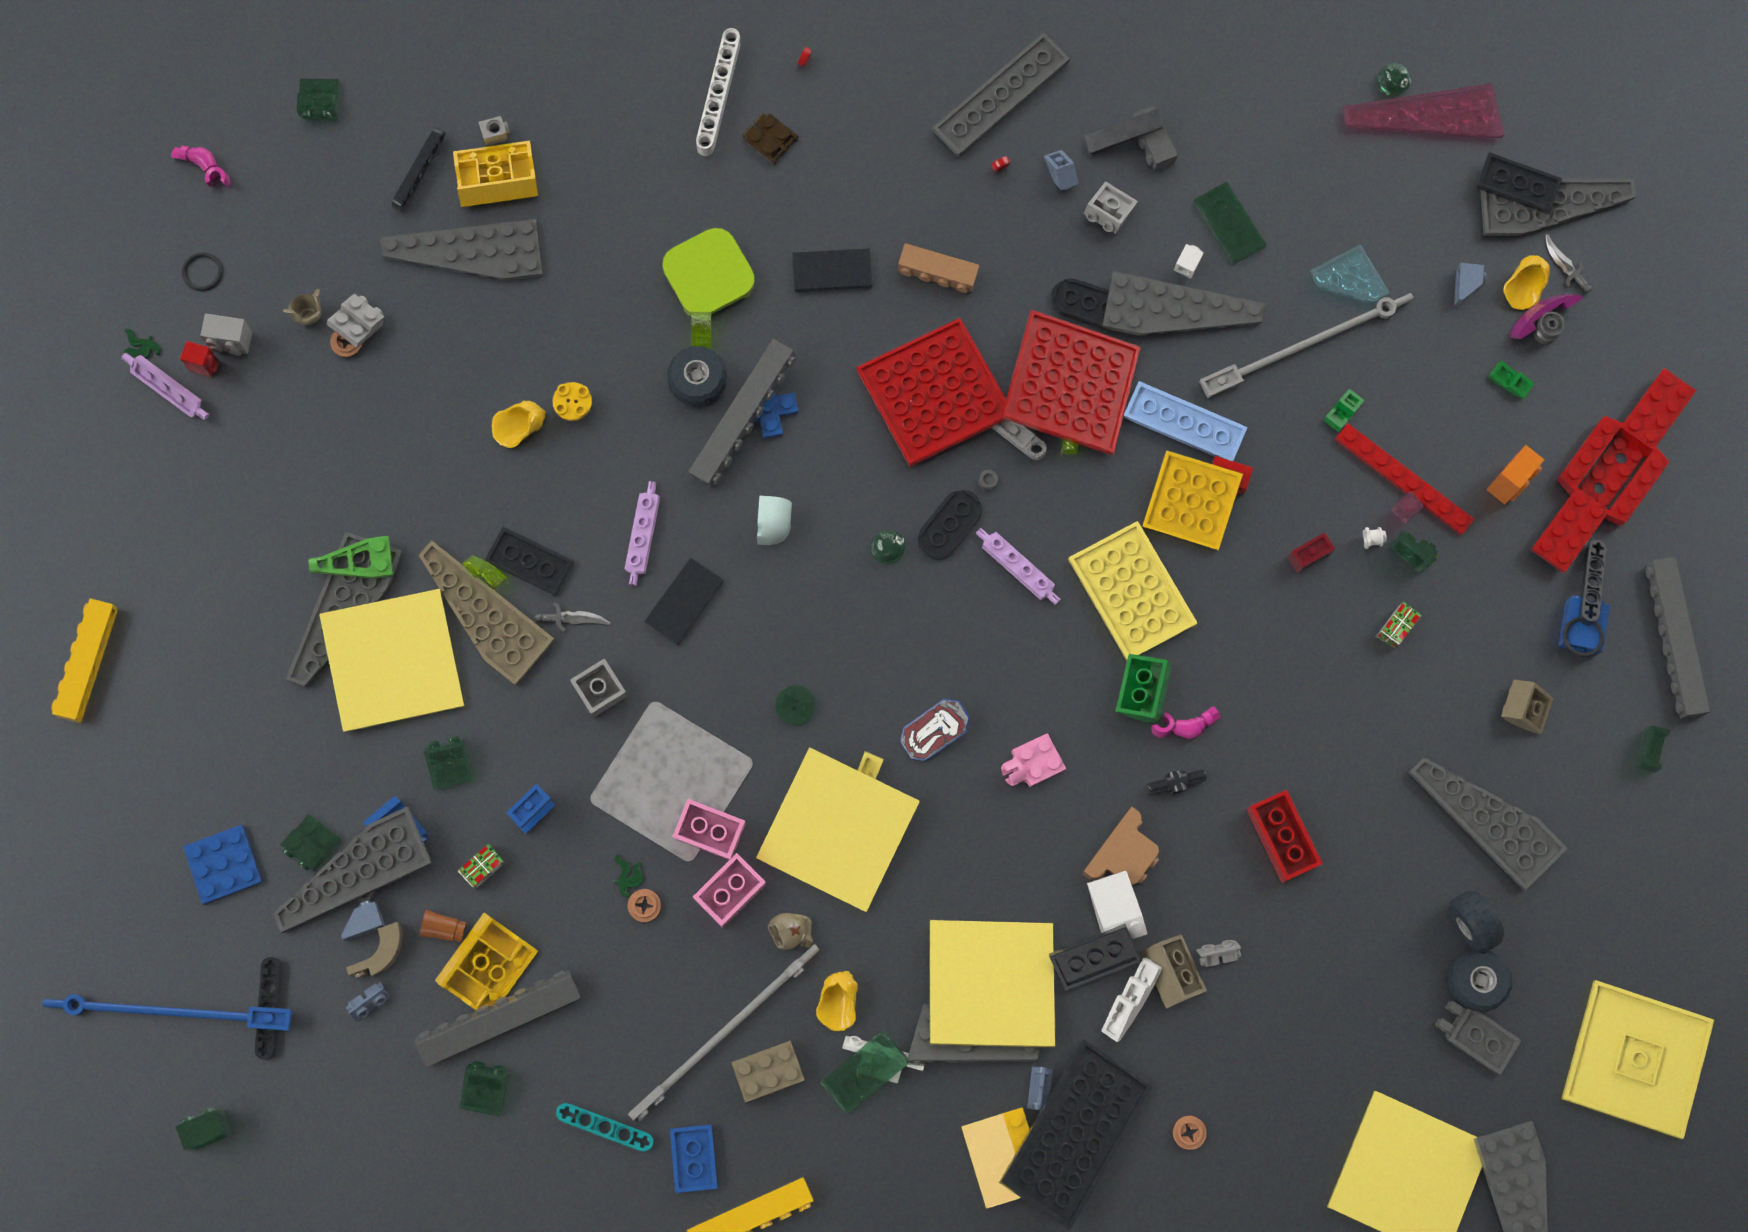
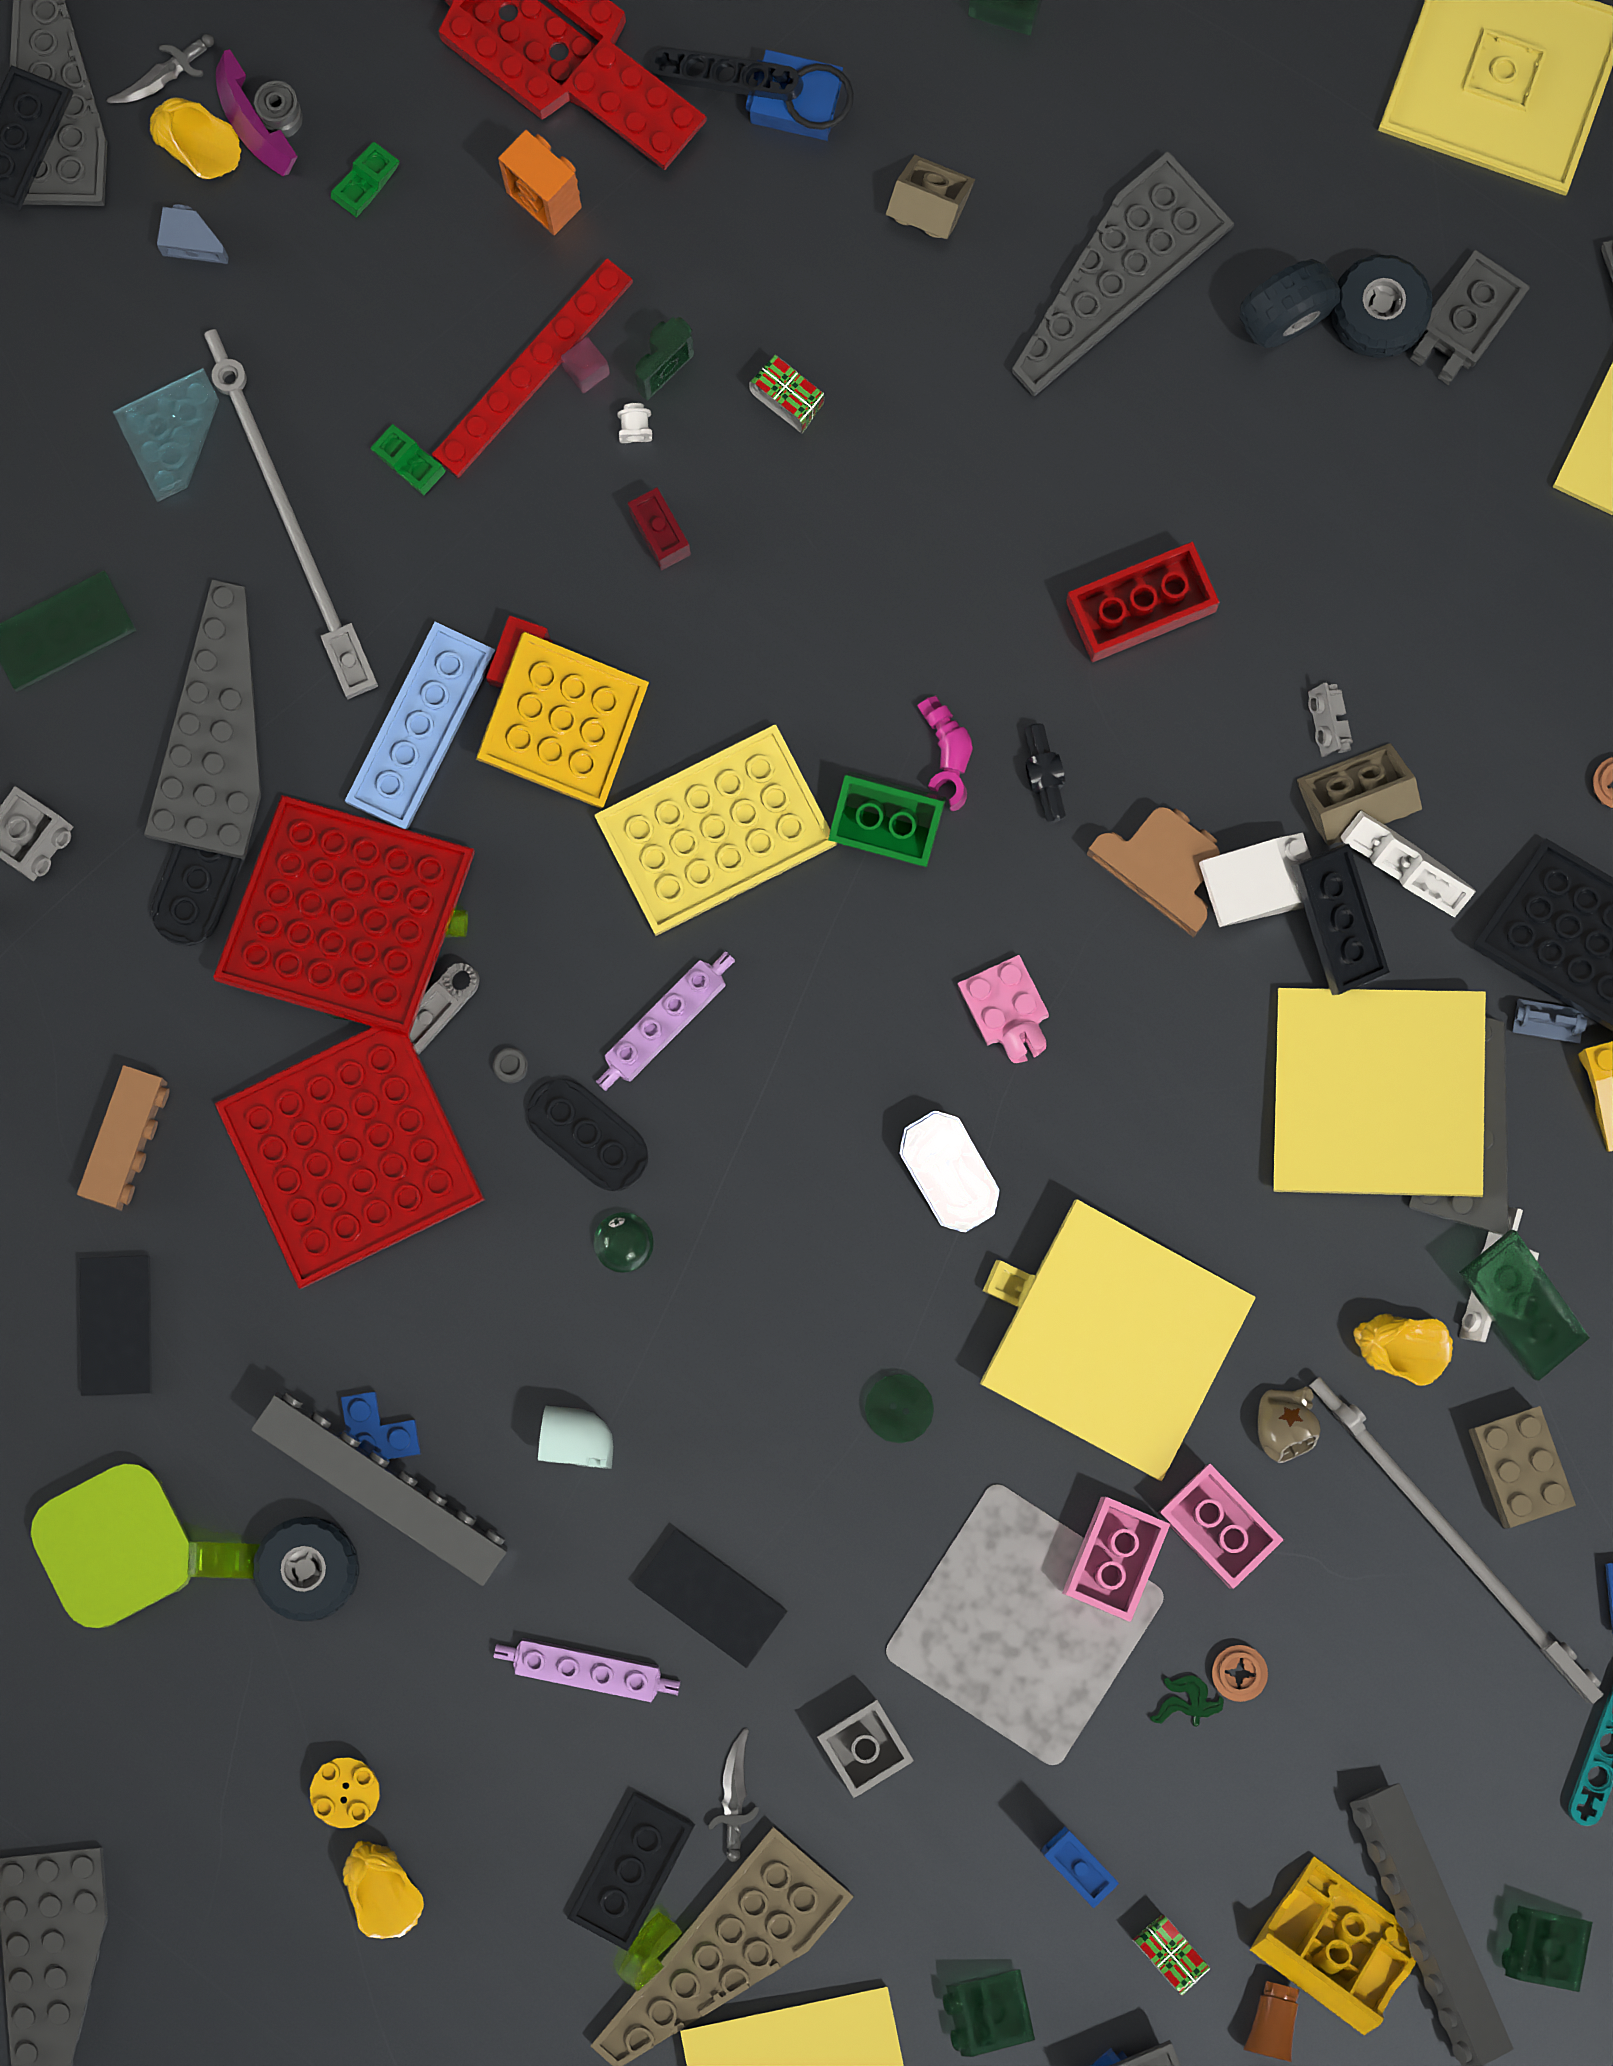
camera: 80 degrees left, 5 degrees up
(1188, 260) = (128, 704): white brick -> none

